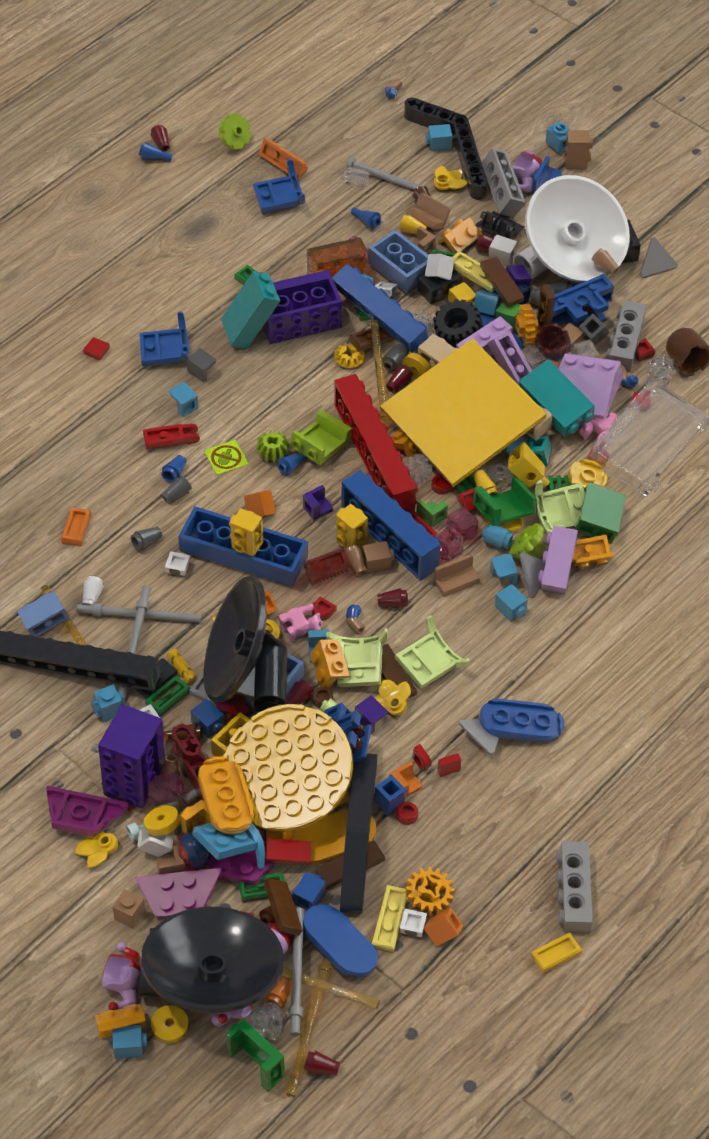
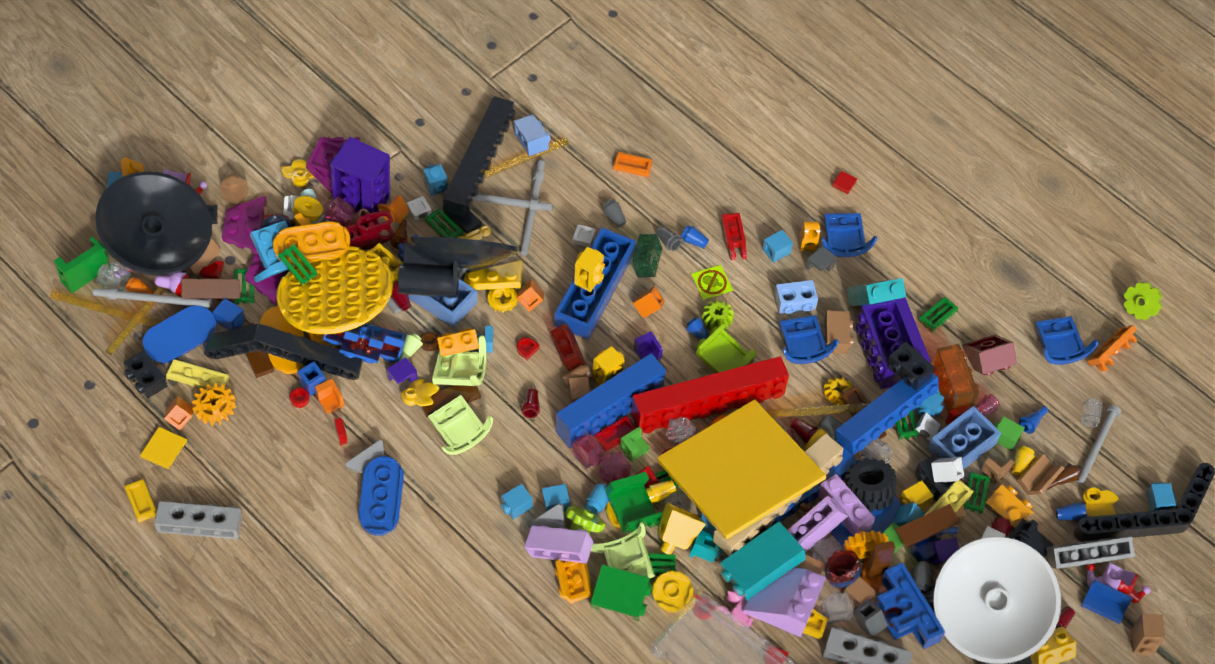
camera: 90 degrees right, 5 degrees up
(91, 590) = (557, 172): white cone -> none
(150, 152) = (1111, 230): blue cone -> none
(160, 137) = (1134, 240): dark red cone -> none
(172, 370) = (809, 234): none -> light orange leg
(206, 499) = (647, 255): none -> clear green brick
(245, 384) = (795, 293): none -> light blue brick
(255, 795) = (293, 248): none -> green tile
(284, 353) = (838, 326): none -> medium nougat brick
(288, 851) = (266, 300): red tile -> none
(295, 241) = (990, 354): none -> slope
(295, 378) = (804, 340): none -> blue piece
(296, 624) = (511, 323): bright pink animal -> none
(299, 693) = (431, 320): dark red cone -> none
(320, 1064) = (71, 314): dark red cone -> none
(342, 278) = (913, 364): none -> black brick
(352, 618) = (512, 369): arm -> none
(372, 268) = (954, 414): none -> red tile
(384, 228) = (1010, 433): none -> bright green brick
(393, 965) = (148, 372): none -> black brick
(413, 922) = (187, 390): white plate -> none
(421, 757) = (351, 410): red tile -> none
(456, 575) = (553, 459): medium nougat panel -> none
(460, 194) = (1072, 512): none -> blue cone
(489, 937) = (163, 448): none -> yellow piece
(556, 136) = (1174, 620): dark azure brick -> none
(604, 261) = (960, 630): medium nougat cone -> none
(629, 382) = (808, 647): blue arm -> none

